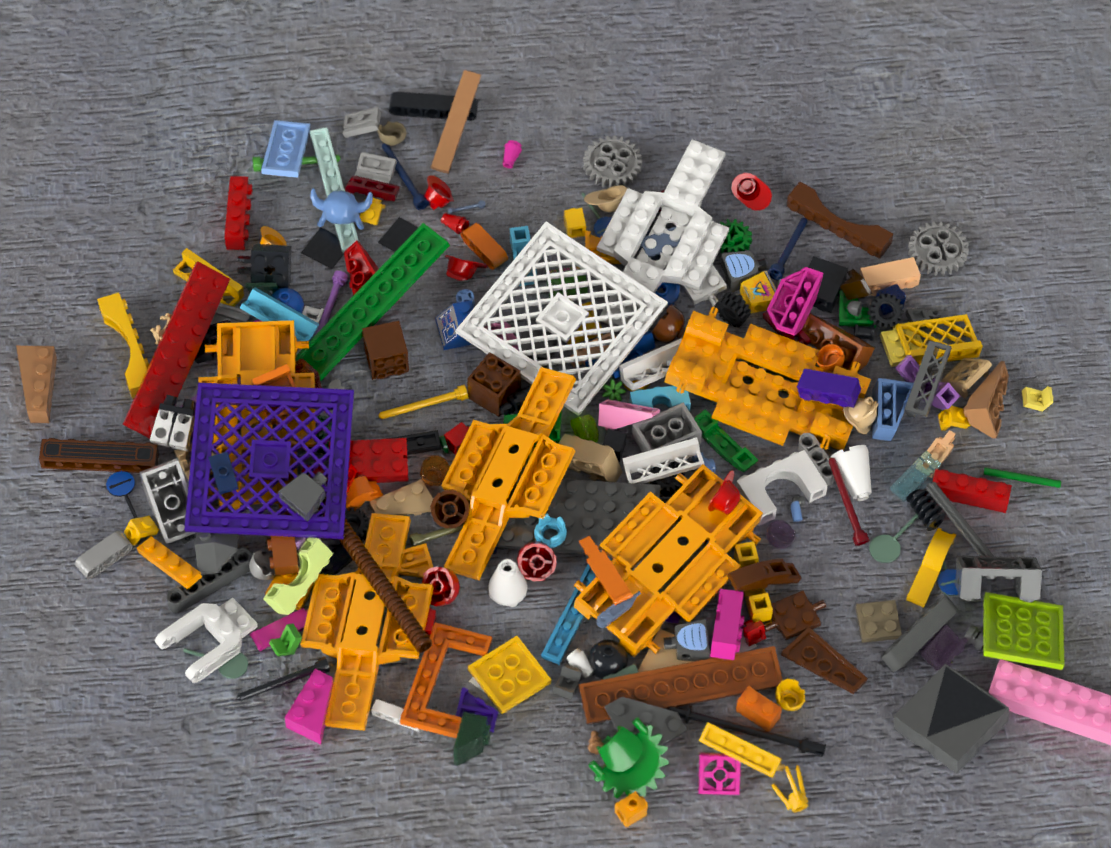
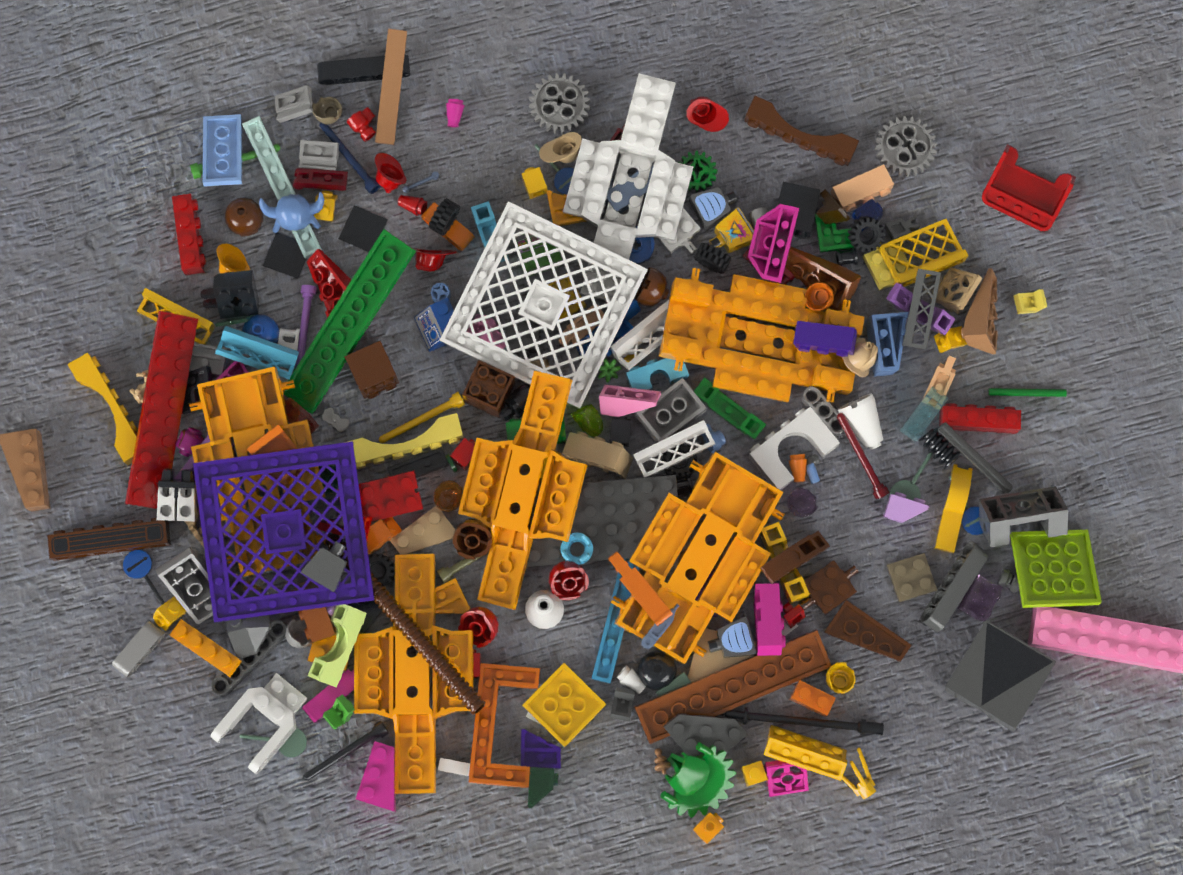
camera: 10 degrees left, 20 degrees up
(191, 383) = (187, 439): none -> magenta head
(223, 473) = (240, 557): dark blue plate -> none
(293, 207) = (244, 216): none -> reddish brown cylinder
(421, 149) = (359, 123): none -> red piece
(441, 416) = (444, 430): none -> light yellow arch
(482, 229) = (444, 216): none -> black tyre
(686, 767) = (754, 773): none -> yellow brick
(726, 497) = (748, 490): red piece -> none
(777, 270) = (749, 206): dark blue piece -> none
(783, 502) = (798, 467): none -> orange cone
(855, 308) = (834, 234): dark grey hinge -> none
(880, 556) = (903, 509): none -> lavender slope
(1045, 306) = (1024, 193): none -> red windscreen

